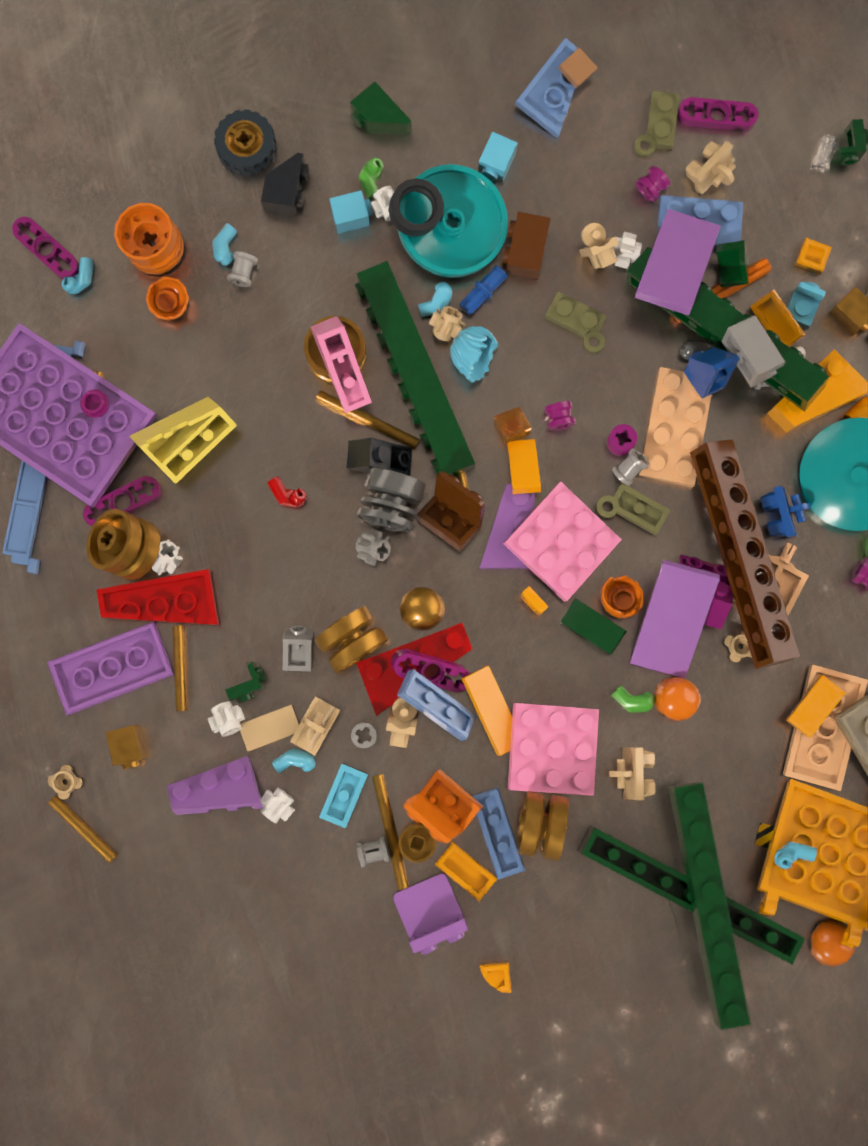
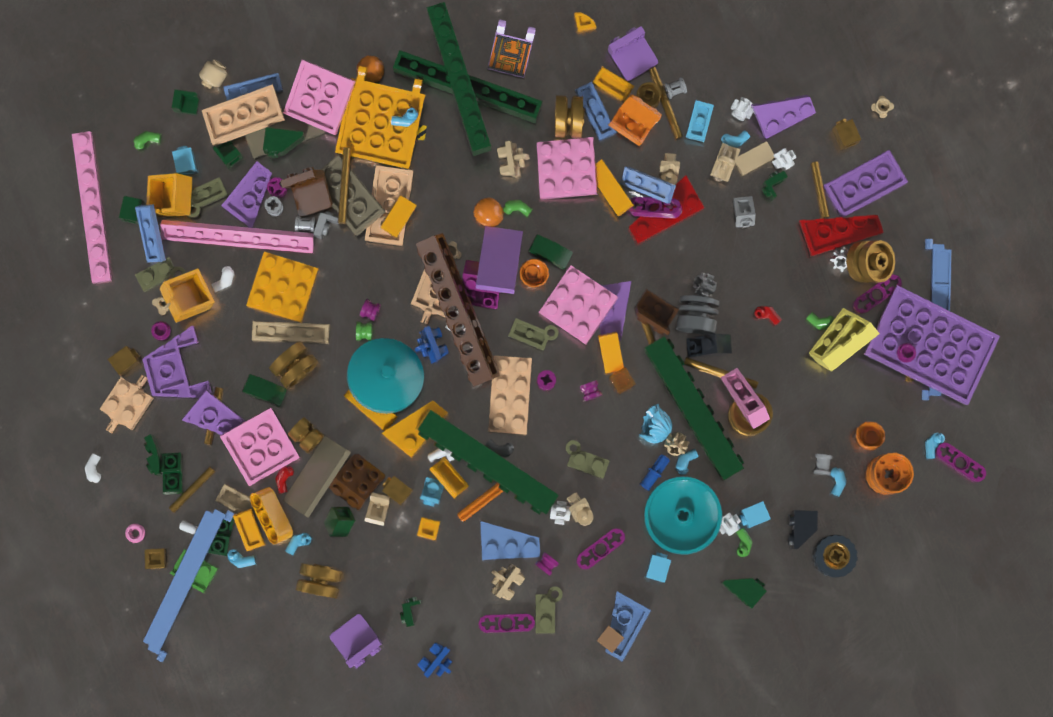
camera: 170 degrees right, 0 degrees up
(82, 829) = (865, 78): pearl gold bar -> none
(211, 470) = (820, 323): none -> bright green arm
(349, 637) = (712, 221): pearl gold wheel -> none
(355, 738) = (686, 162): light grey bush -> none
(422, 608) = (665, 249): pearl gold hair -> none
(427, 189) = (710, 500): black tyre -> none
(527, 245) = (629, 506): reddish brown brick -> none
(533, 601) = (592, 262): light orange tile -> none
(594, 194) = (615, 544): none -> magenta beam
(615, 940) = (510, 53): none -> flag
(631, 467) = (537, 362): light grey bush -> none
(677, 262) = (525, 503): medium lavender tile -> none
(710, 370) = (495, 431): blue slope -> none
(732, 263) = (484, 511): dark green panel -> none
(755, 349) = (470, 439): light grey hinge -> none
(815, 83) = (440, 652): none -> blue hips
(825, 153) = (428, 603): clear pin -> none

